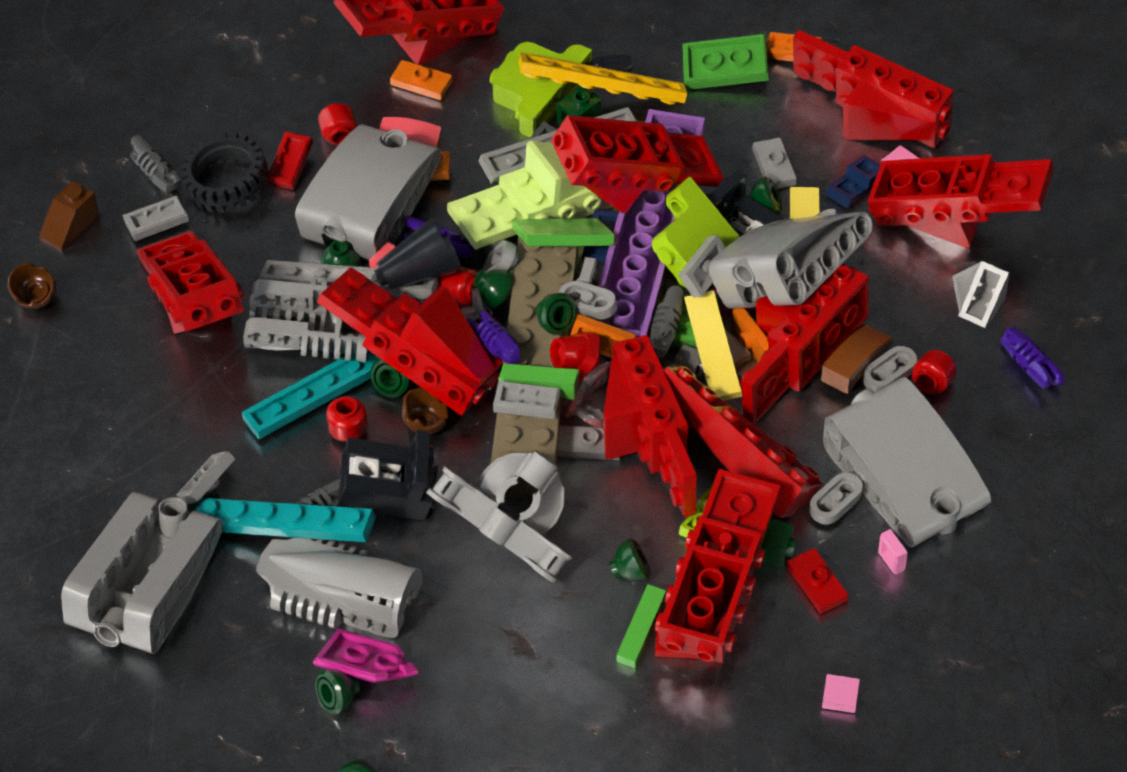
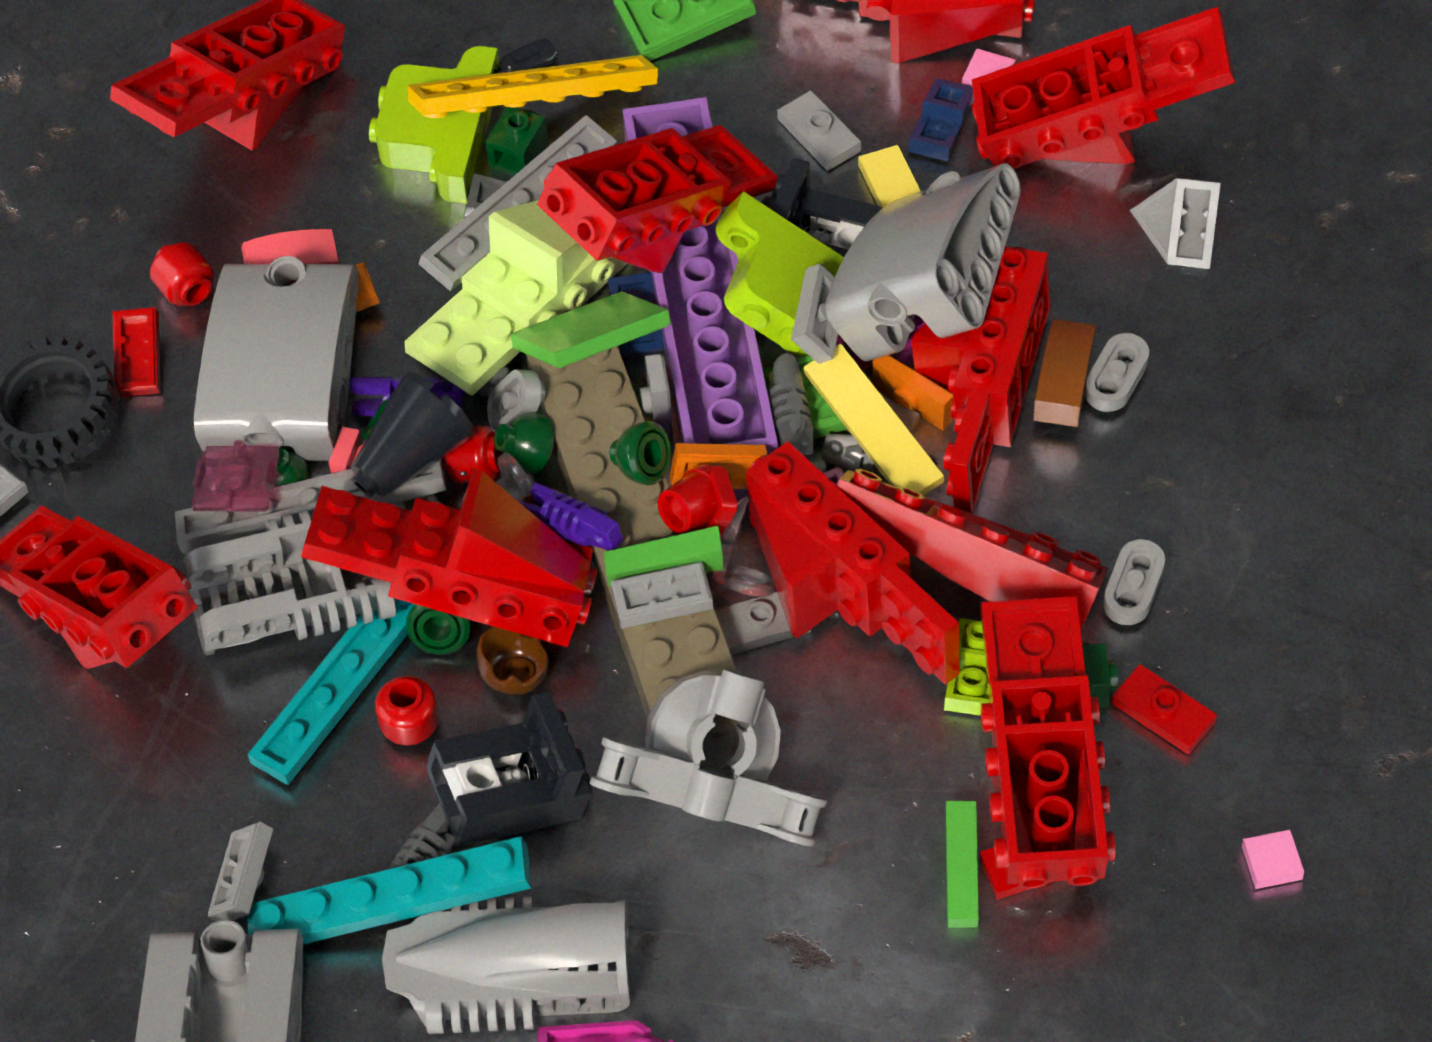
camera: 20 degrees left, 5 degrees up
(309, 250) = (235, 478): none -> clear pink piece
(421, 80) = (268, 169): orange plate -> none
(591, 299) = (680, 414): light grey plate -> none
(630, 562) = (902, 777): dark green brick -> none
(767, 194) = (833, 178): dark green brick -> none
(892, 552) = (1247, 631): bright pink tile -> none
(905, 461) = (1207, 497): light grey panel -> none
(934, 372) = (1178, 356): red head -> none
(1031, 358) = (1294, 292): dark purple hinge -> none

